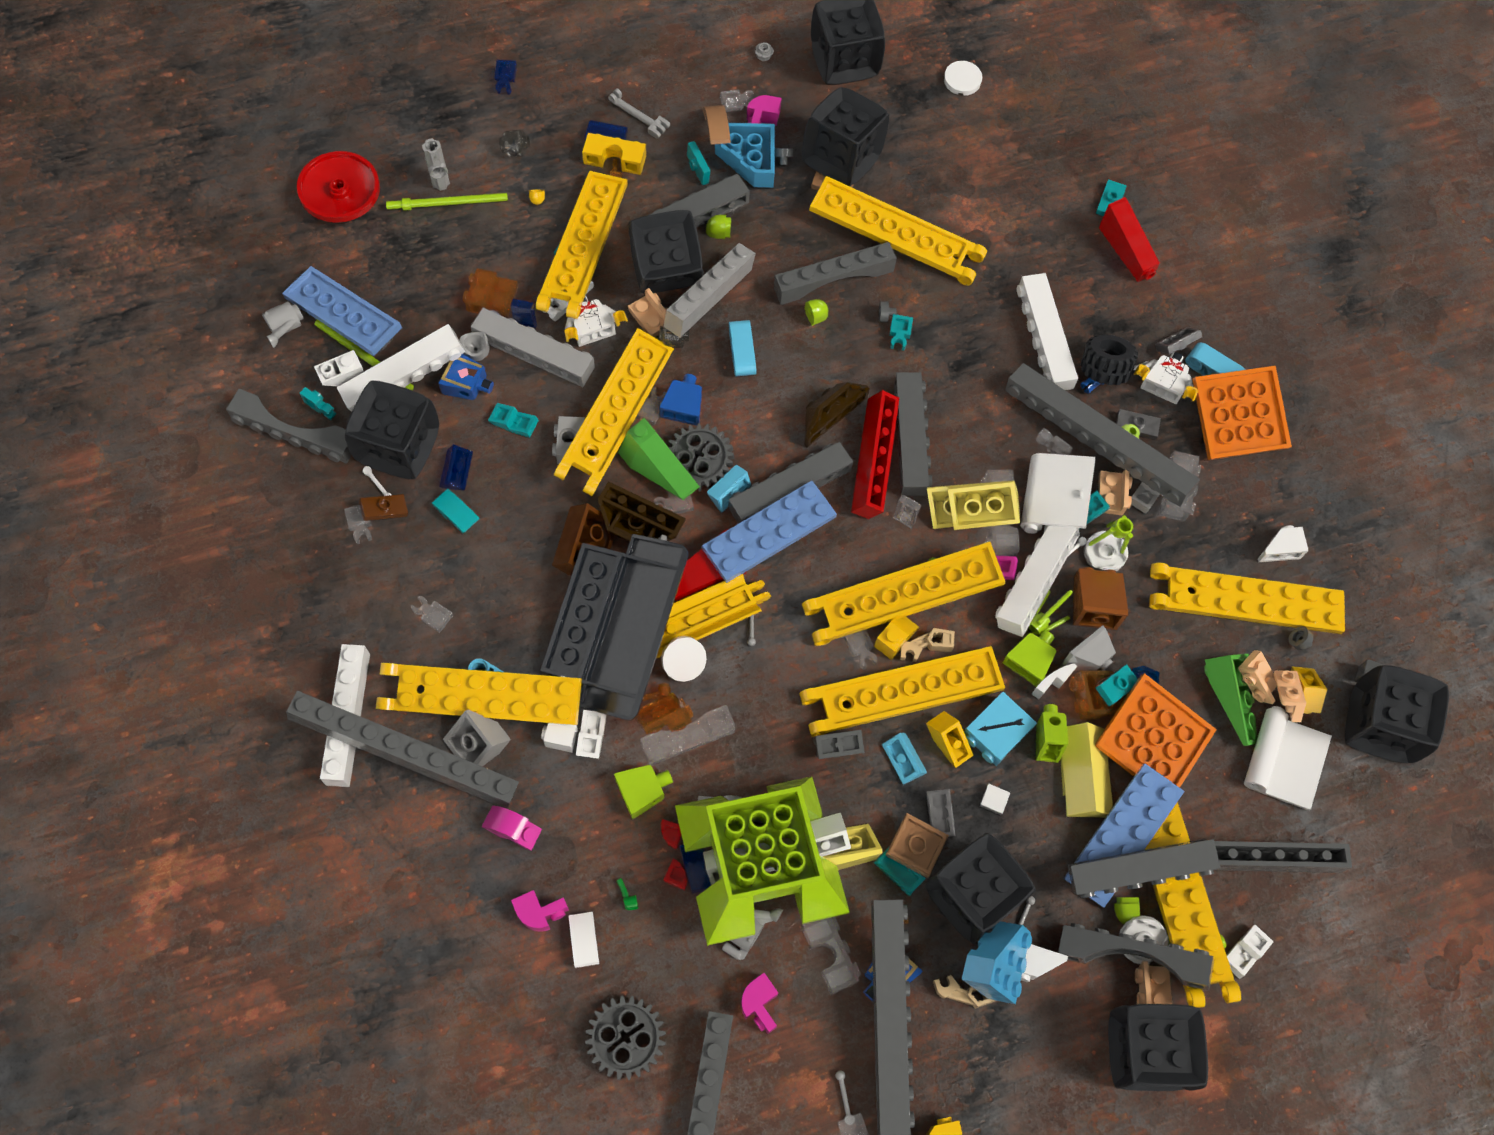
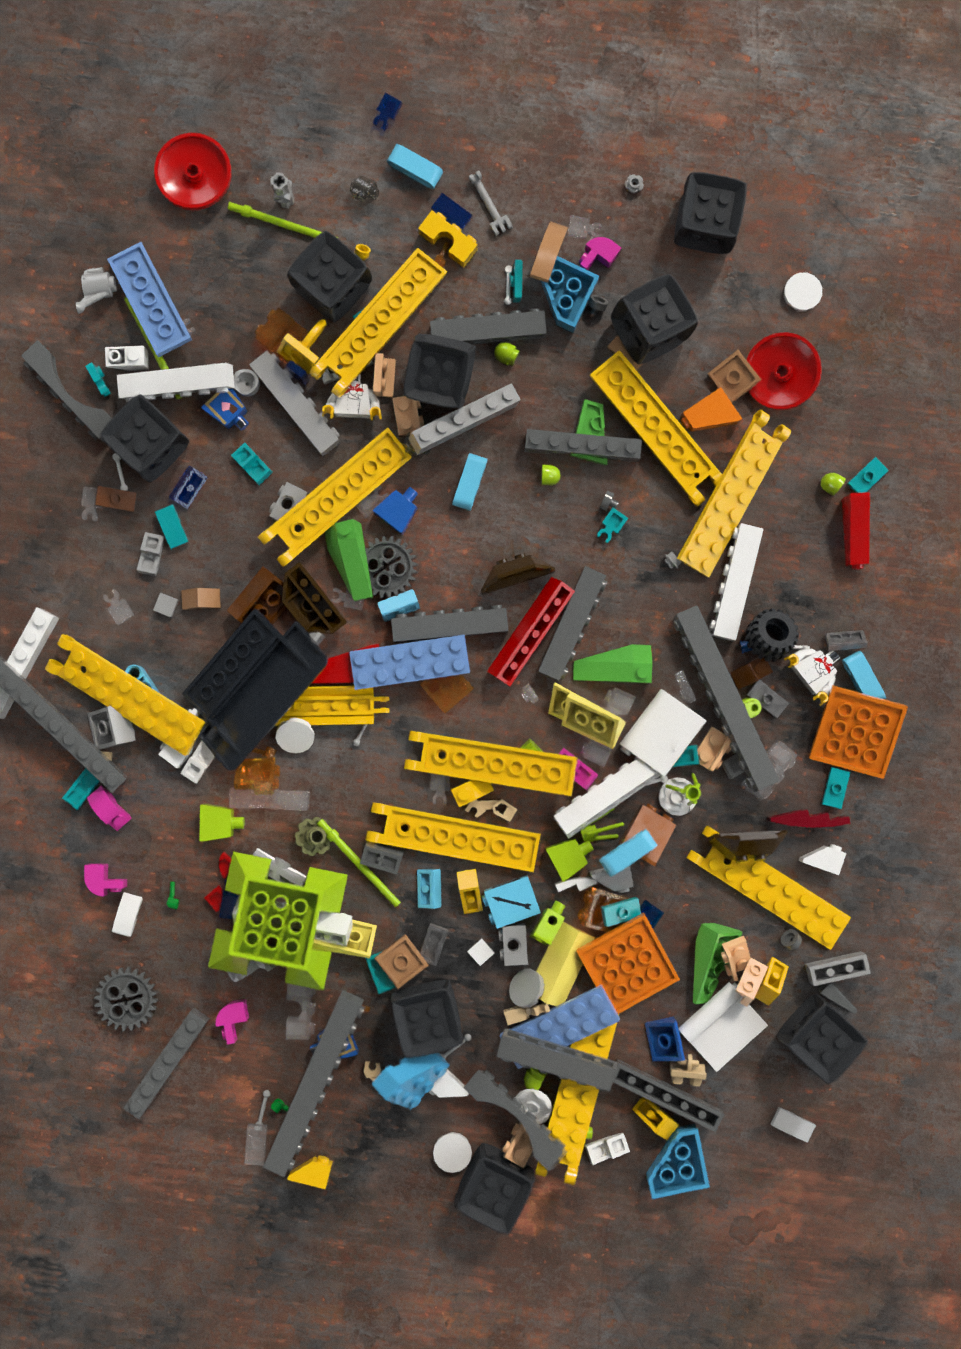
camera: 25 degrees right, 20 degrees up
(444, 547) = (150, 554): none -> light grey slope
(471, 821) = (81, 789): none -> teal plate
(482, 590) = (166, 605): none -> light grey tile
(516, 568) = (201, 598): none -> medium nougat slope
(517, 217) = (329, 276): none -> black piece
(518, 287) = (300, 351): none -> yellow tile
(553, 108) = (414, 166): none -> medium azure beam
(610, 288) = (384, 376): none -> light nougat bracket
(684, 160) = (508, 269): none -> white hinge
(754, 756) = (311, 837): none -> olive plant
(775, 745) = (332, 835): none -> lime bar
(819, 546) = (447, 690): none -> clear orange plate
(829, 247) = (591, 423): none -> bright green wing
(860, 1082) = (278, 1104): none -> green hand
(940, 199) = (711, 412): none -> orange slope
(942, 164) = (734, 376): none -> medium nougat plate
(975, 338) = (671, 560): none -> light grey plate
(981, 452) = (623, 664): none -> bright green wedge
(984, 140) = (787, 370): none -> red dish
(999, 261) = (732, 495): none -> yellow hinge
(1026, 759) = (514, 956): none -> light grey brick
(1065, 811) = (526, 988): none -> light grey tile
(1074, 841) = (518, 1014): none -> tan piece
(1083, 214) = (832, 483): none -> lime piece
(1084, 1040) = (452, 1152): none -> white tile
(1095, 609) = (628, 852): none -> medium azure beam
(1110, 402) = (751, 672): none -> reddish brown slope
(1202, 559) = (747, 844): none -> dark brown wedge
(1240, 799) = (664, 1040): none -> blue slope
(1241, 517) = (802, 819): none -> dark red slope
(1251, 477) = (836, 787): none -> teal plate
(1278, 889) = (655, 1117): none -> yellow slope
(1280, 819) = (687, 1069): none -> tan hips
(1334, 927) = (678, 1165): none -> dark azure brick
(1364, 643) = (837, 968): none -> light grey brick
(1420, 828) = (793, 1124): none -> light grey slope

